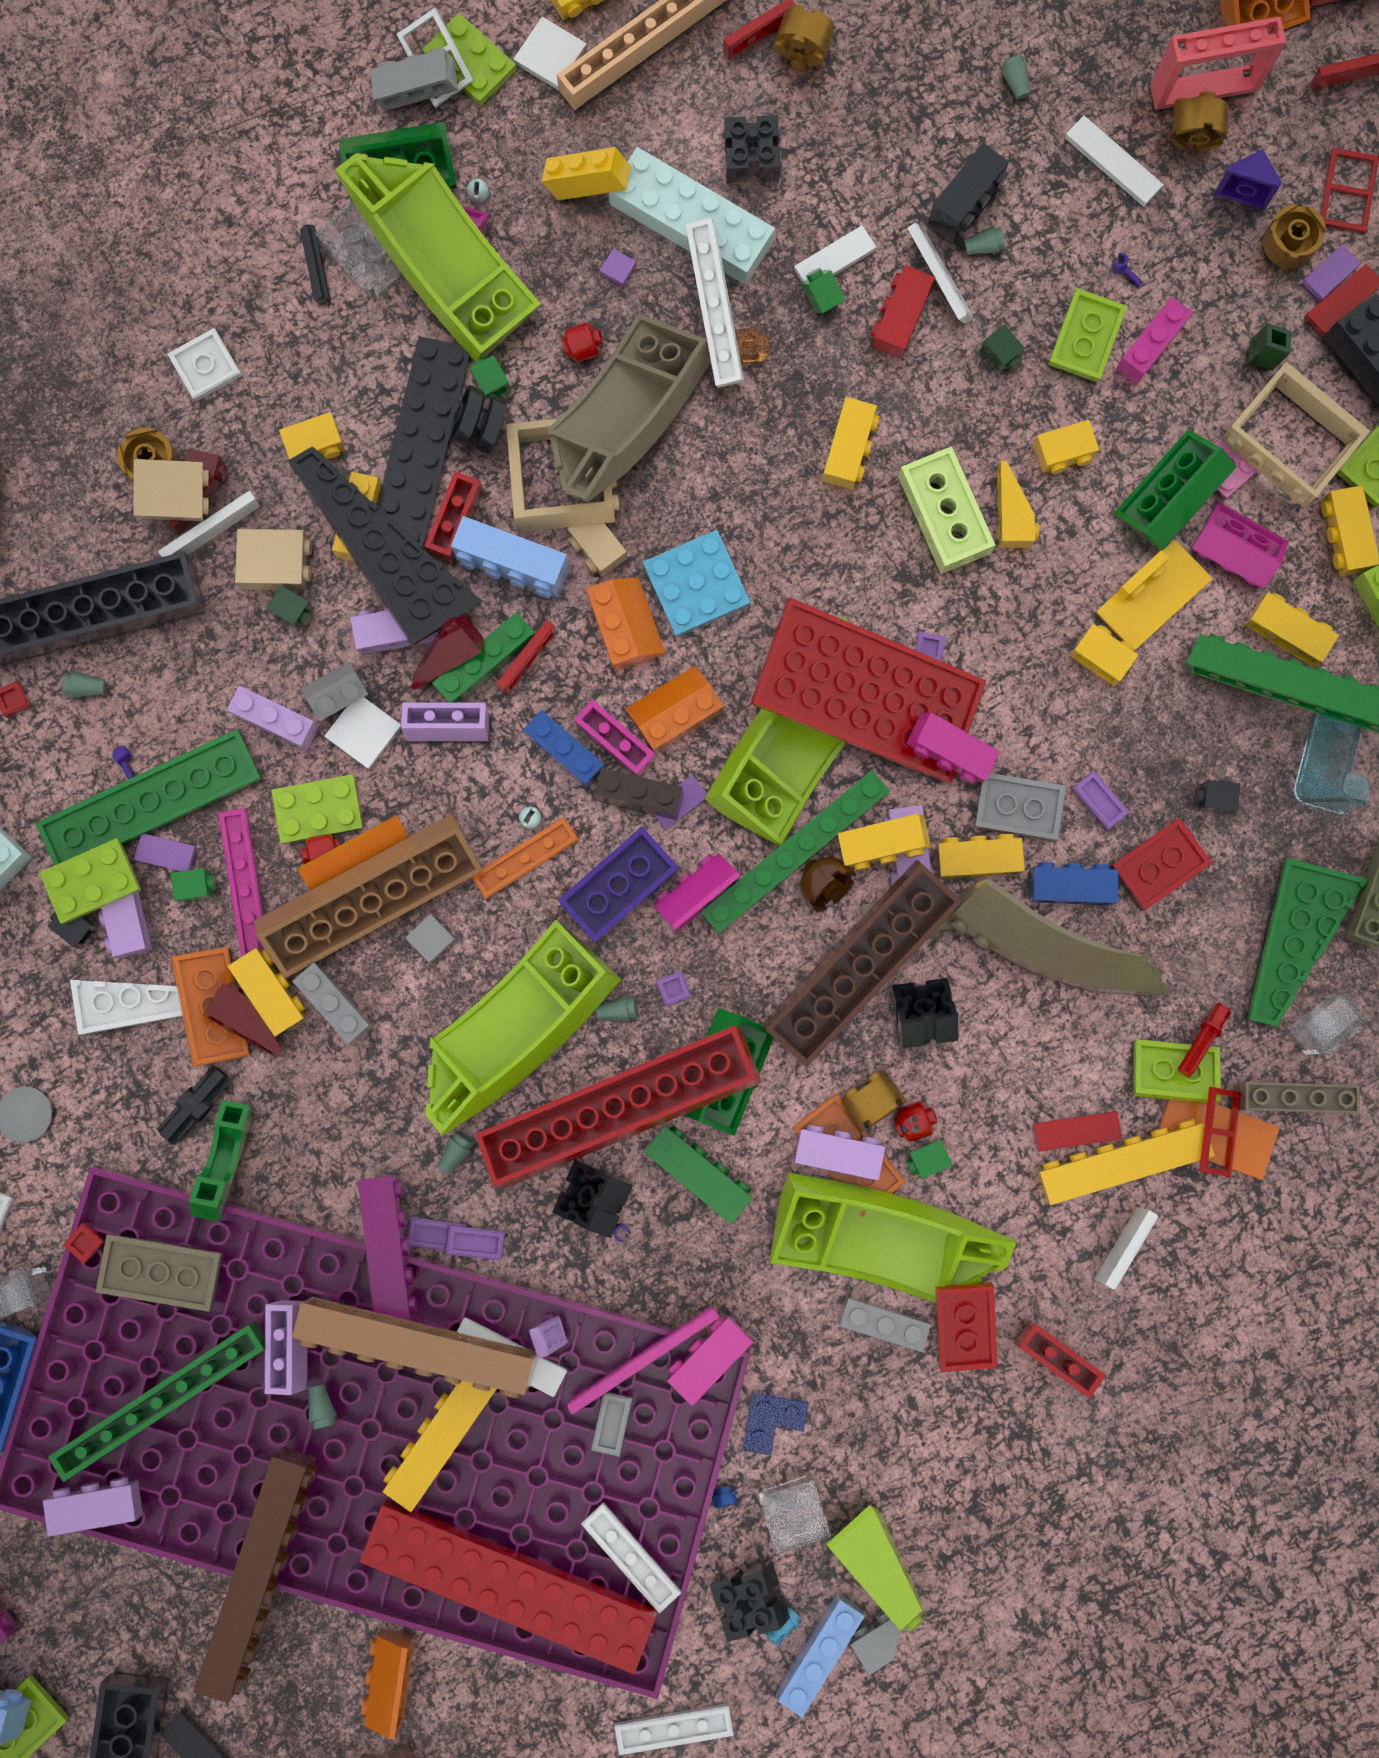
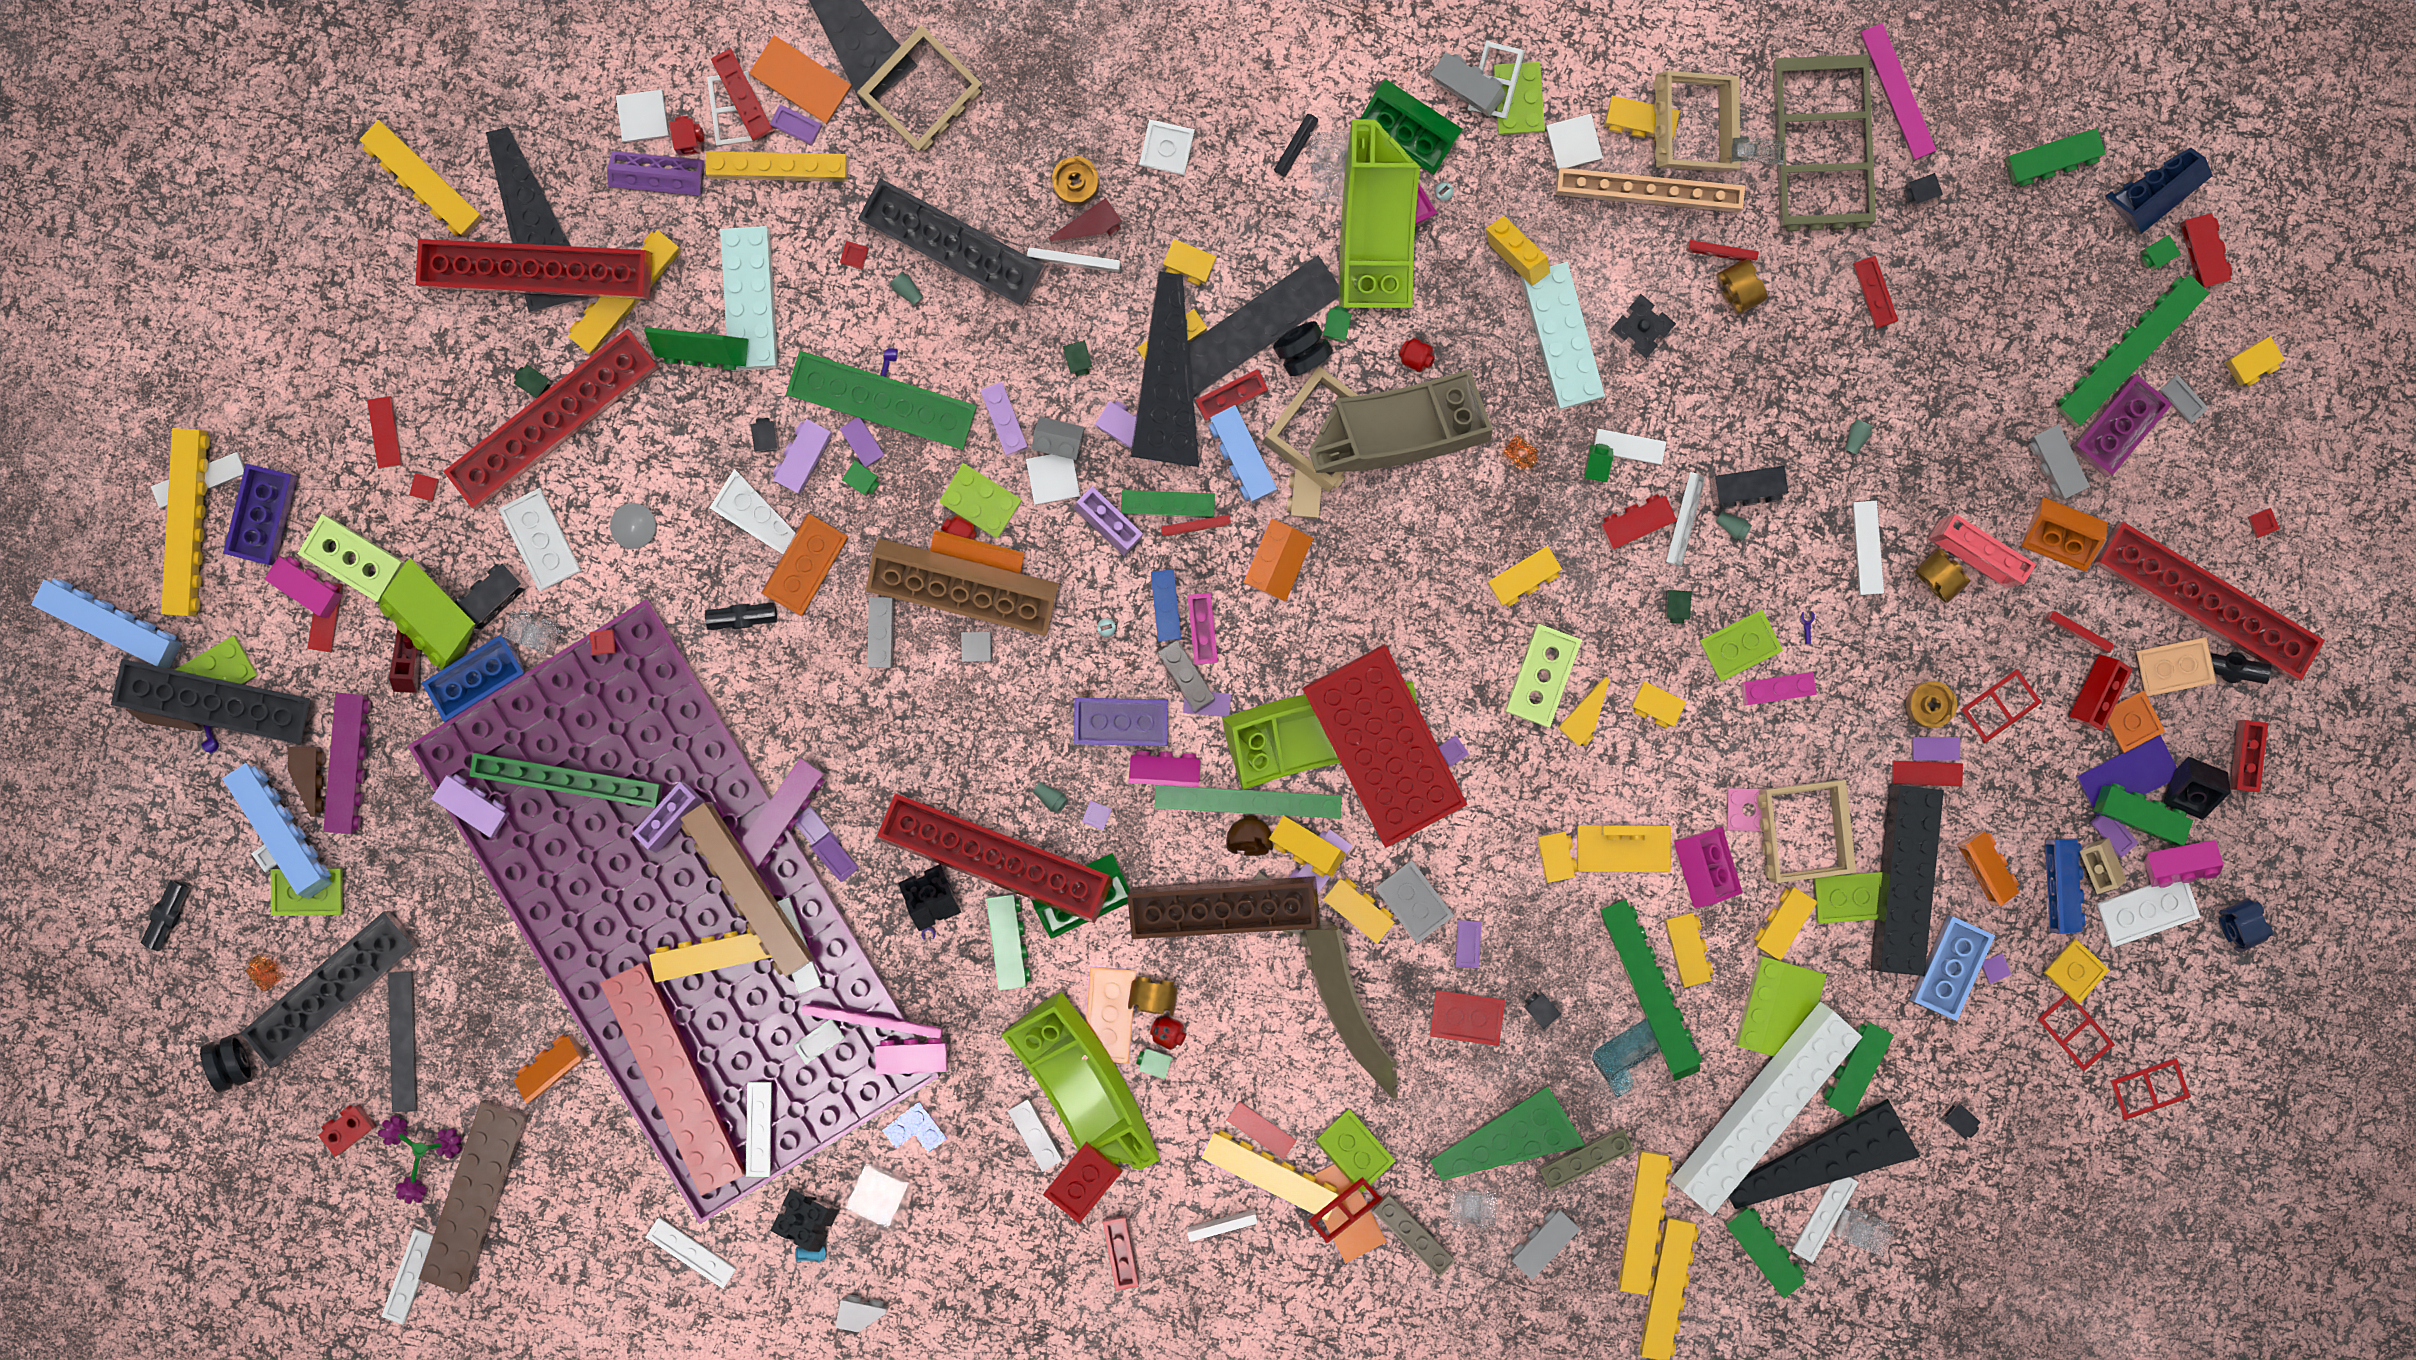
camera: 45 degrees right, 5 degrees up
(90, 881) = (801, 421): lime plate -> none
(159, 1272) = (632, 702): dark tan plate -> none
(170, 490) = (1069, 219): tan brick -> none
(226, 1148) = (728, 668): green arch -> none
(238, 1015) = (817, 589): dark red slope -> none
(242, 876) = (890, 510): dark pink tile -> none
(255, 1575) = (539, 930): reddish brown brick -> none
(267, 990) = (848, 587): yellow brick -> none
(272, 559) = (1095, 317): tan brick -> none
(320, 1408) = (655, 872): sand green cone -> none
(452, 646) = (1152, 479): dark red slope -> none
(456, 1151) = (874, 791): sand green cone -> none
(515, 1026) = (979, 749): lime slope -> none
(525, 858) = (1081, 650): orange tile -> none
(548, 1337) = (828, 955): lavender plate -> none
(618, 267) = (1485, 325): medium lavender tile -> none
(675, 709) = (1257, 642): orange slope -> none
(696, 583) = (1345, 575): medium azure plate -> none
(714, 302) = (1520, 411): white plate -> none
(724, 1497) = (845, 1147): blue plate -> none
(820, 1654) = (817, 1289): light blue brick -> none
(839, 1152) = (1103, 1008): lavender brick -> none
(876, 1564) = (899, 1268): lime slope -> none
(925, 1013) = (1234, 973): black brick -> none
(952, 748) = (1403, 828): dark pink brick -> none
(1073, 884) = (1401, 979): blue brick -> none
(1175, 489) = (1698, 795): green slope -> none
(1209, 1031) = (1399, 1145): red axle -> none
(1250, 181) = (1937, 643): dark purple slope -> none
(1269, 346) = (1846, 760): dark green brick -> none

